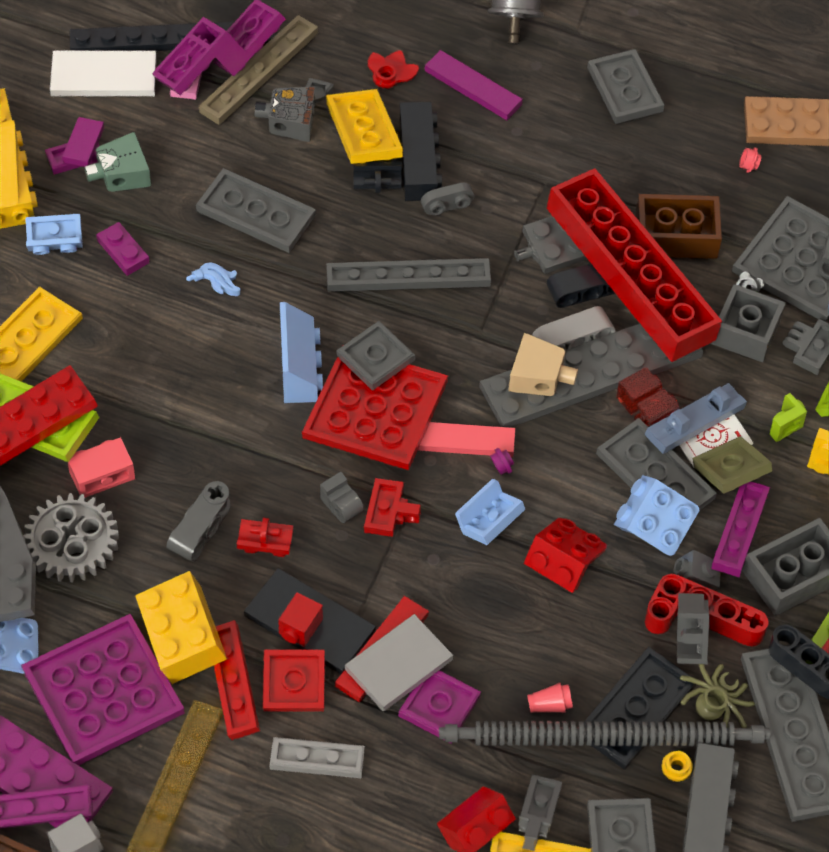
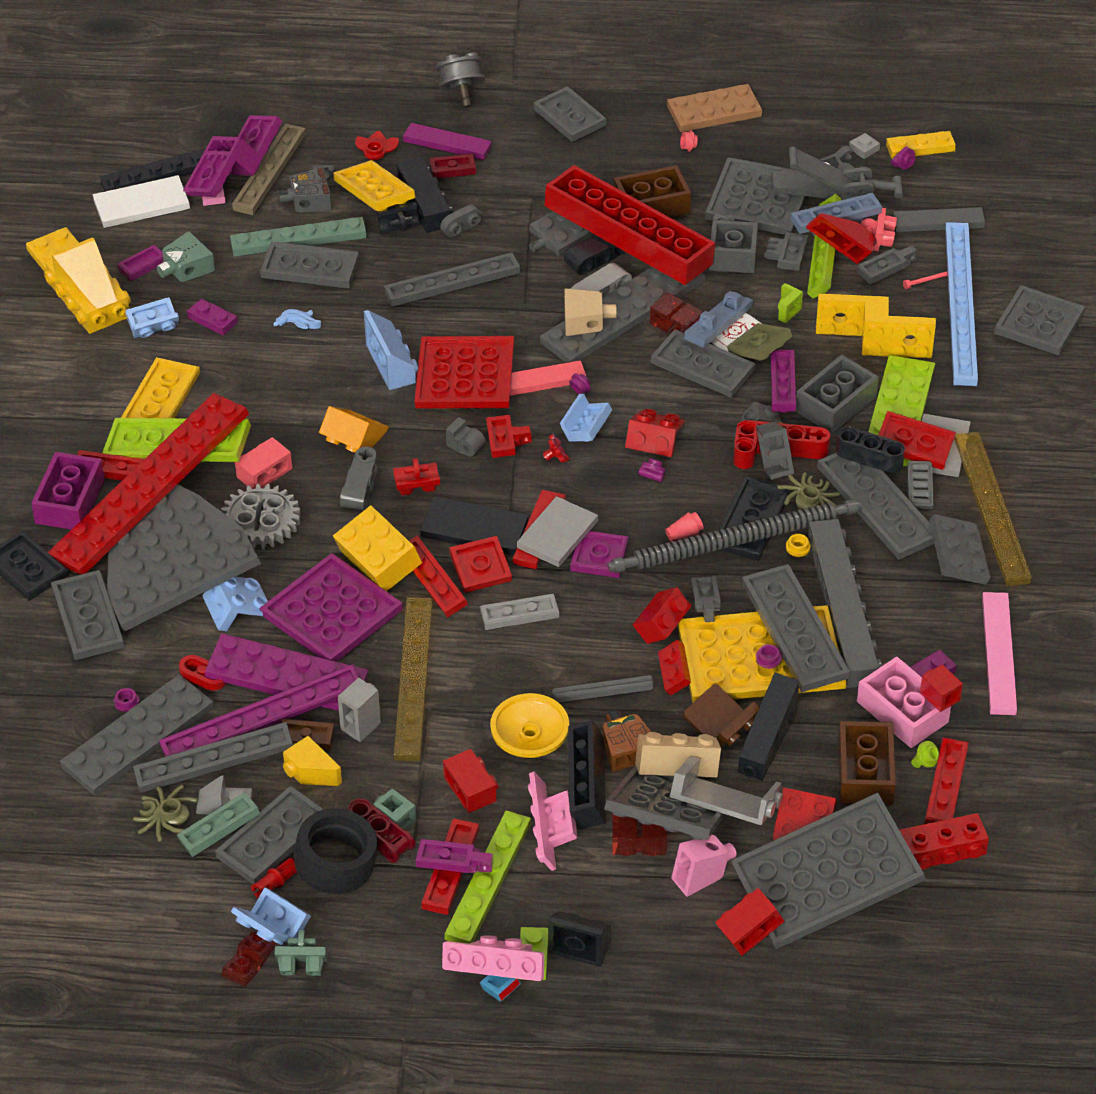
camera: 15 degrees left, 10 degrees down
(83, 142) = (148, 249): magenta tile -> none
(219, 448) = (351, 428): none -> light orange slope
(259, 167) = (303, 235): none -> sand green plate
(300, 619) = (469, 520): red brick -> none
(375, 355) = (451, 335): dark grey tile -> none
(441, 545) = (555, 450): none -> red plant
(465, 121) = (452, 166): none -> dark red plate
(544, 605) = (652, 470): none -> magenta plate
(657, 514) = (715, 386): light blue bracket -> none

